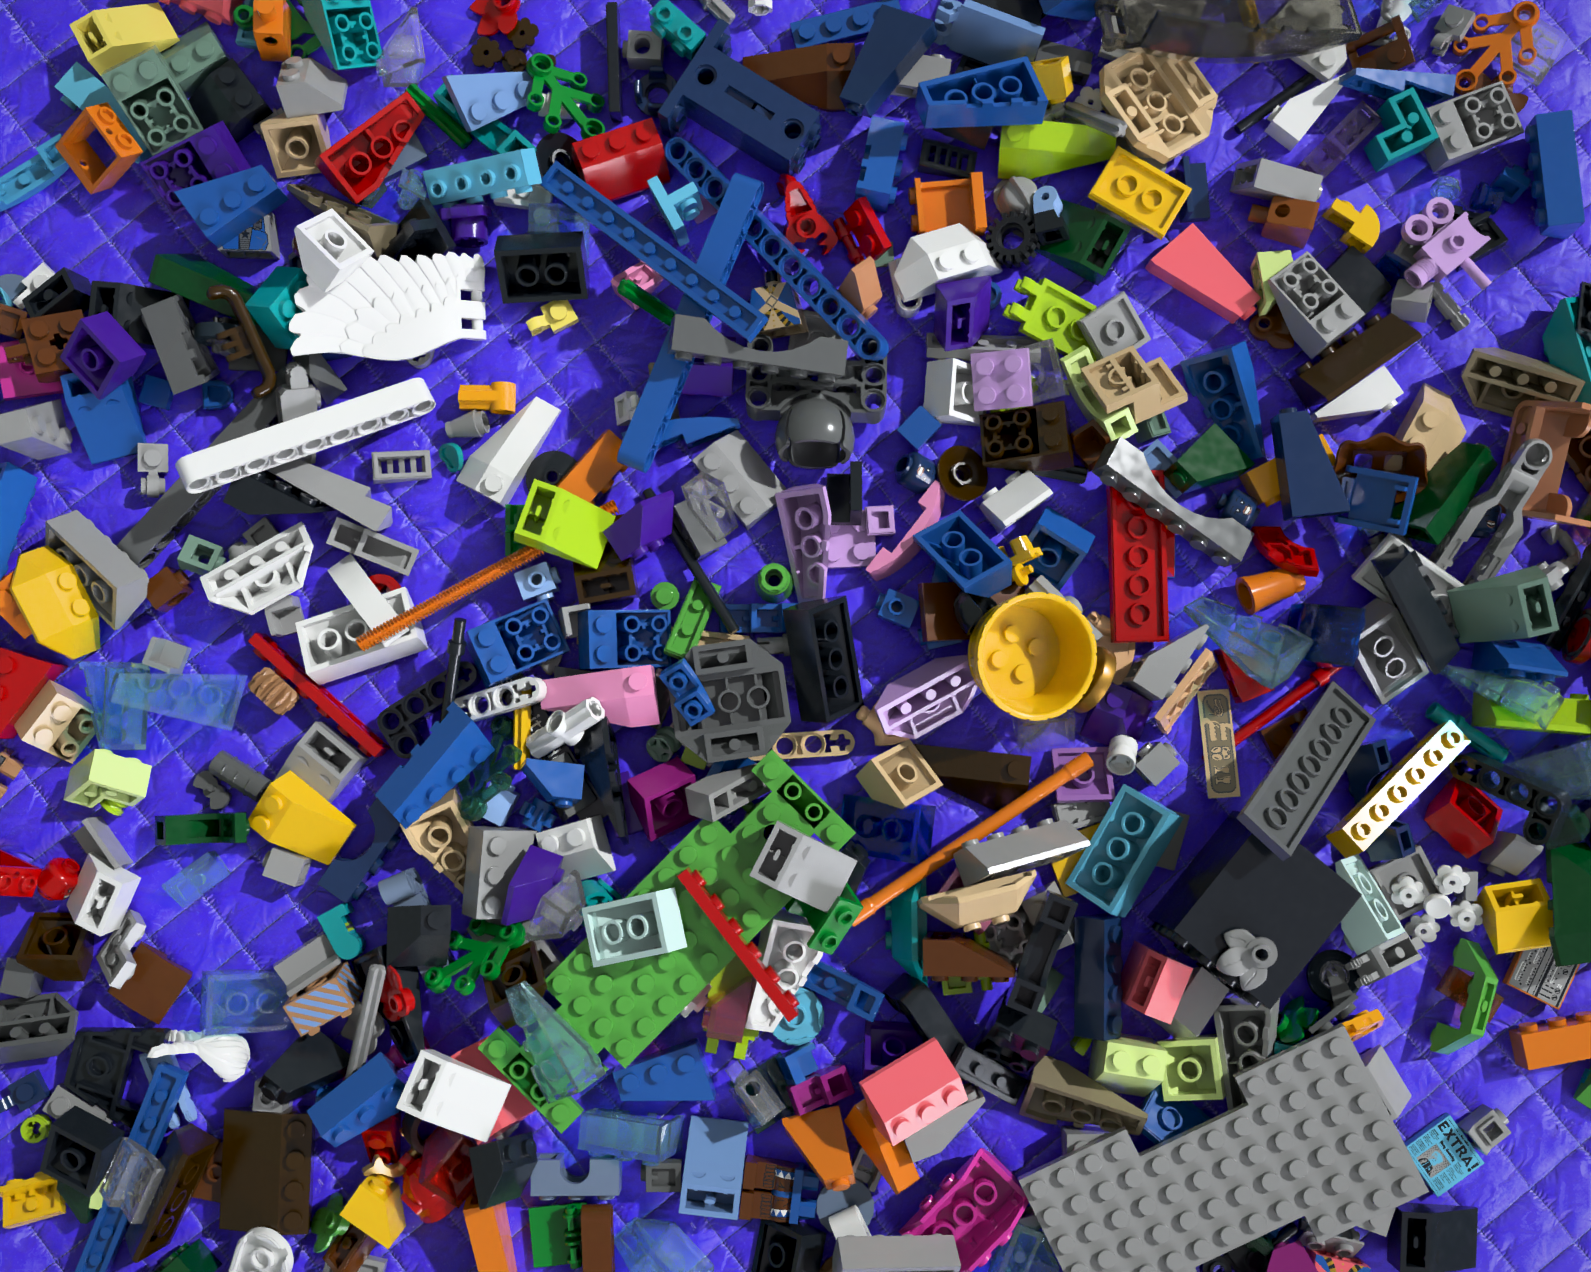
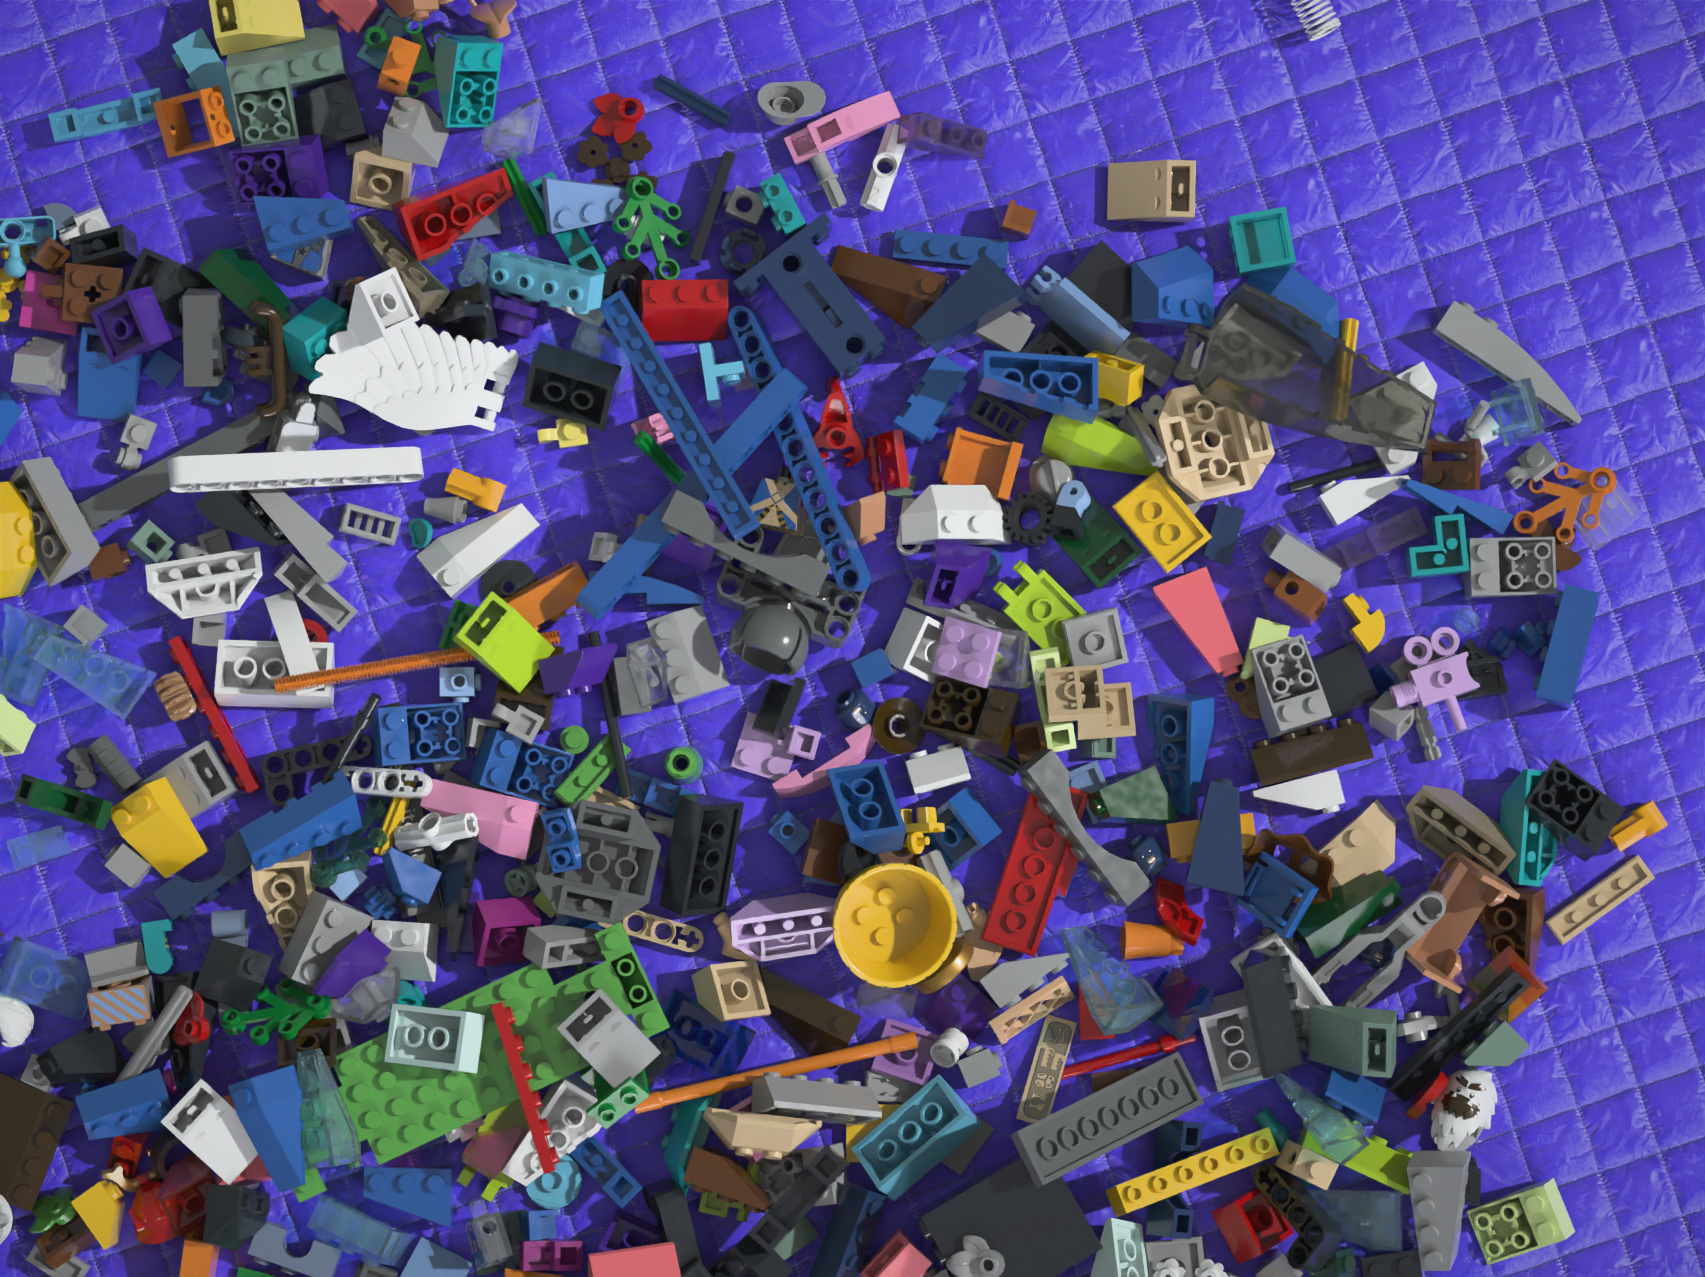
camera: 20 degrees right, 0 degrees up
(502, 1064) = (271, 1118): none -> blue wedge
(609, 595) = (522, 723): none -> light grey plate
(806, 532) = (728, 731): lavender wedge -> none
(1510, 742) = (1307, 1164): none -> tan torso

